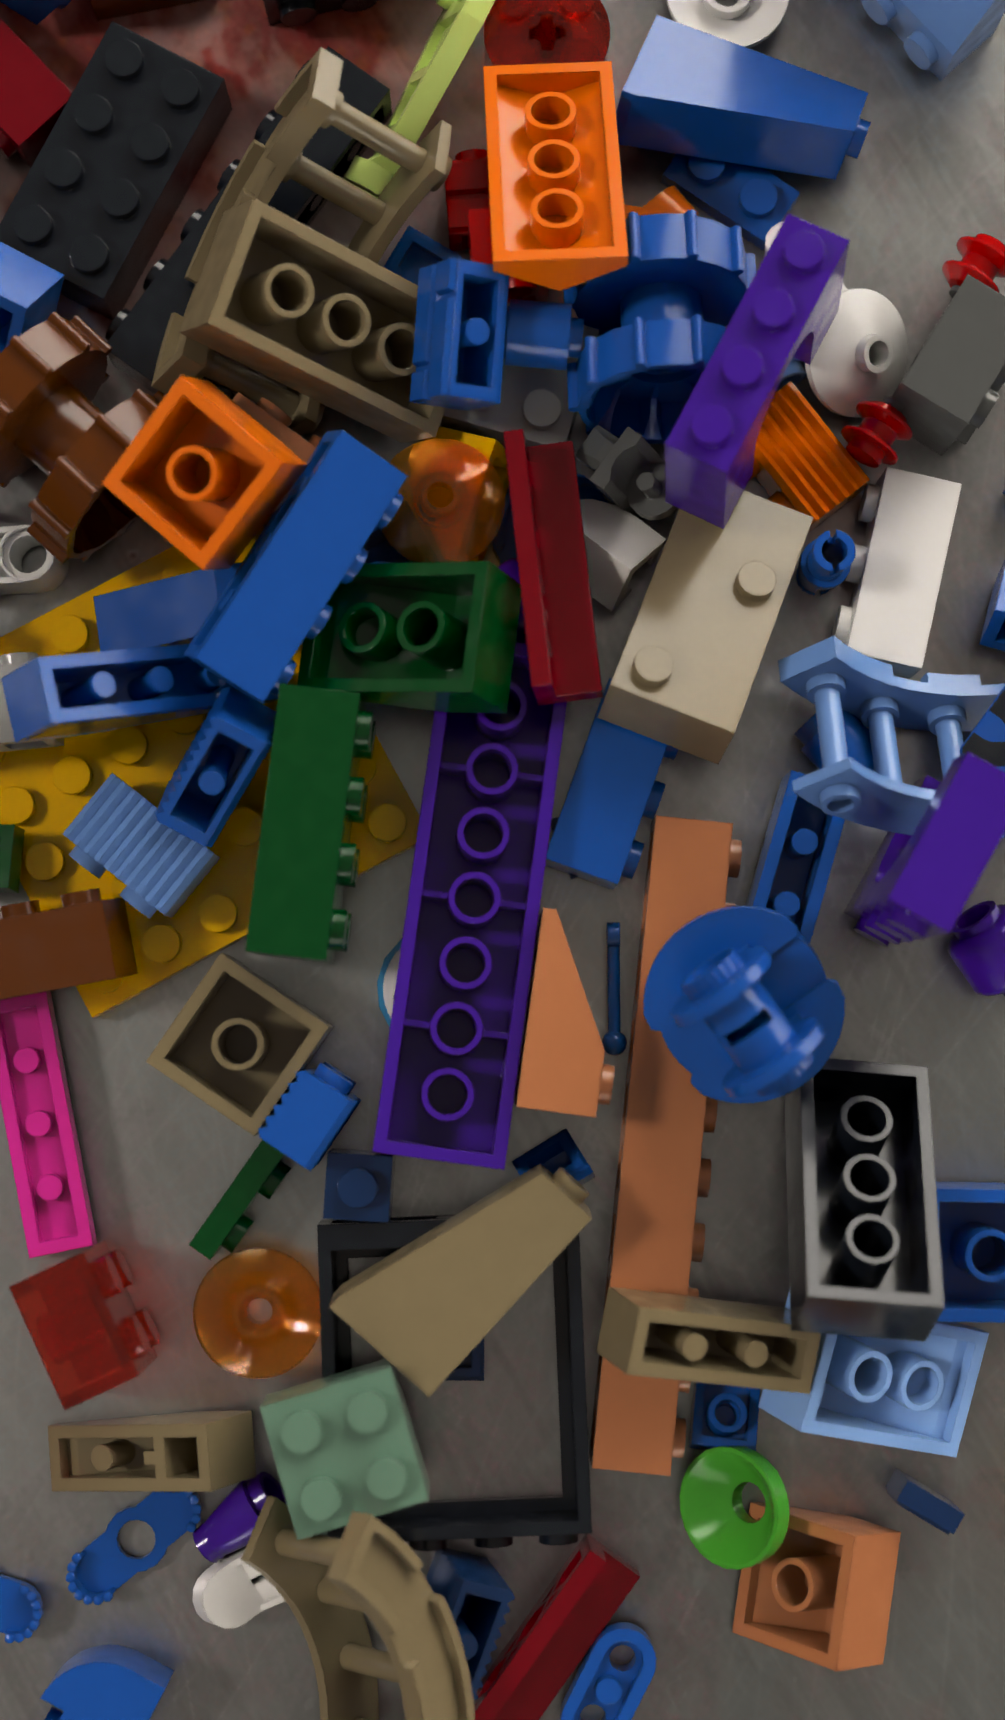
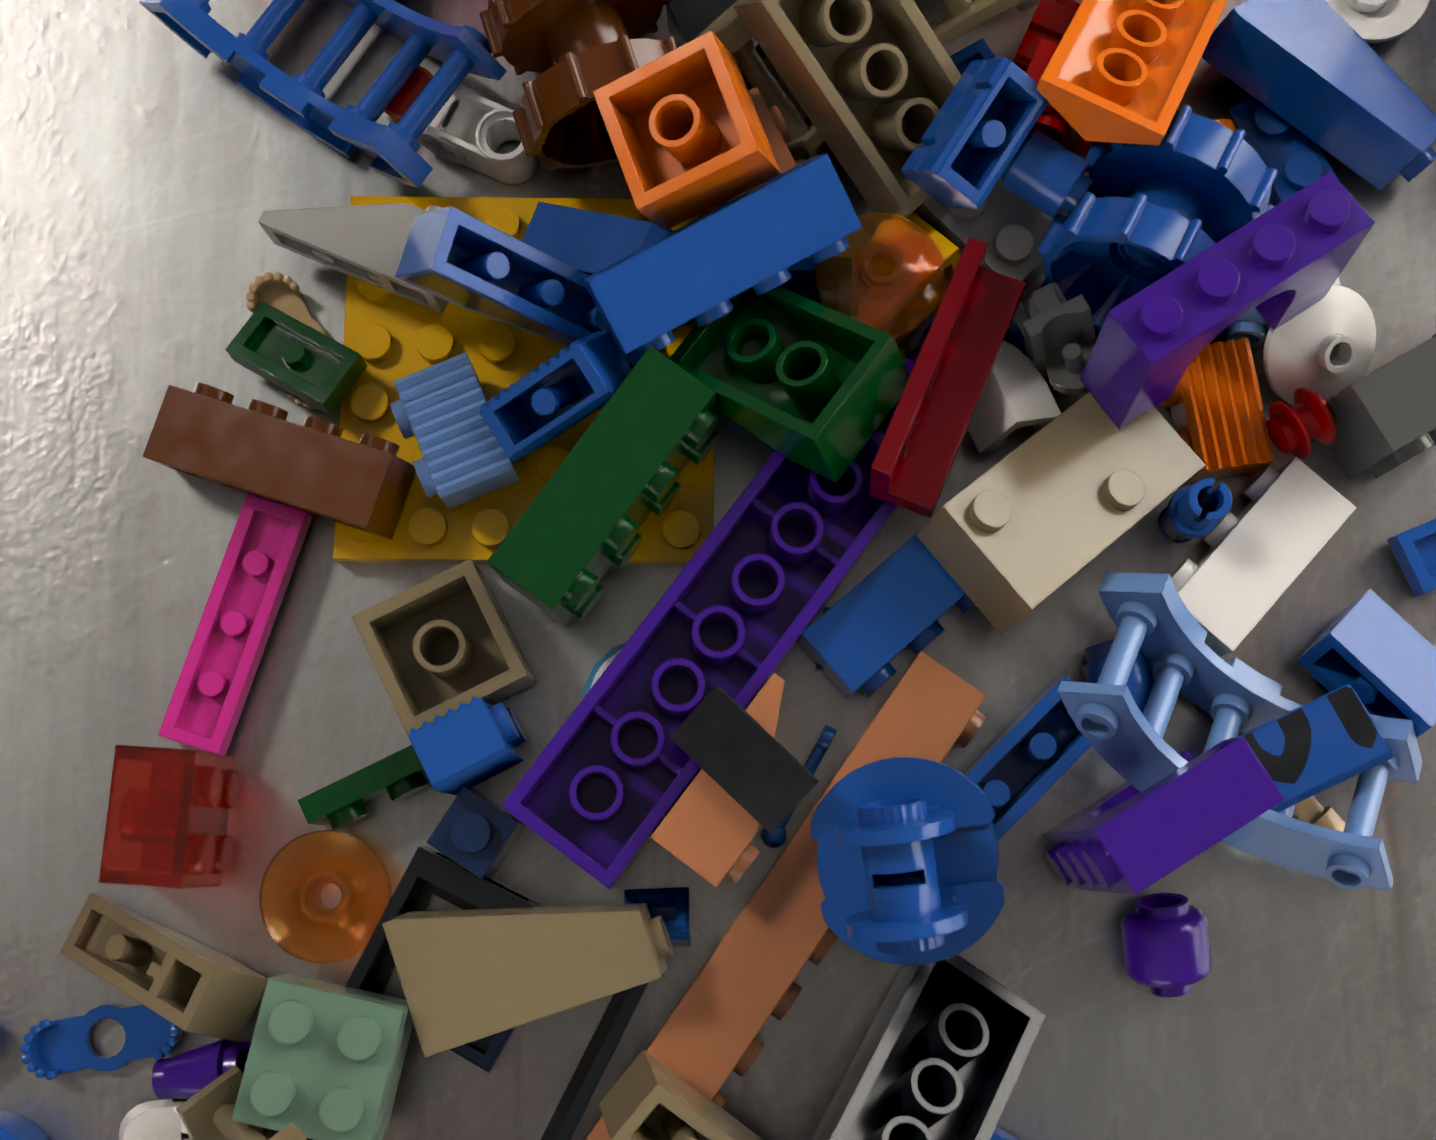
camera: 40 degrees right, 5 degrees down
(560, 997) = (744, 759): none -> black slope

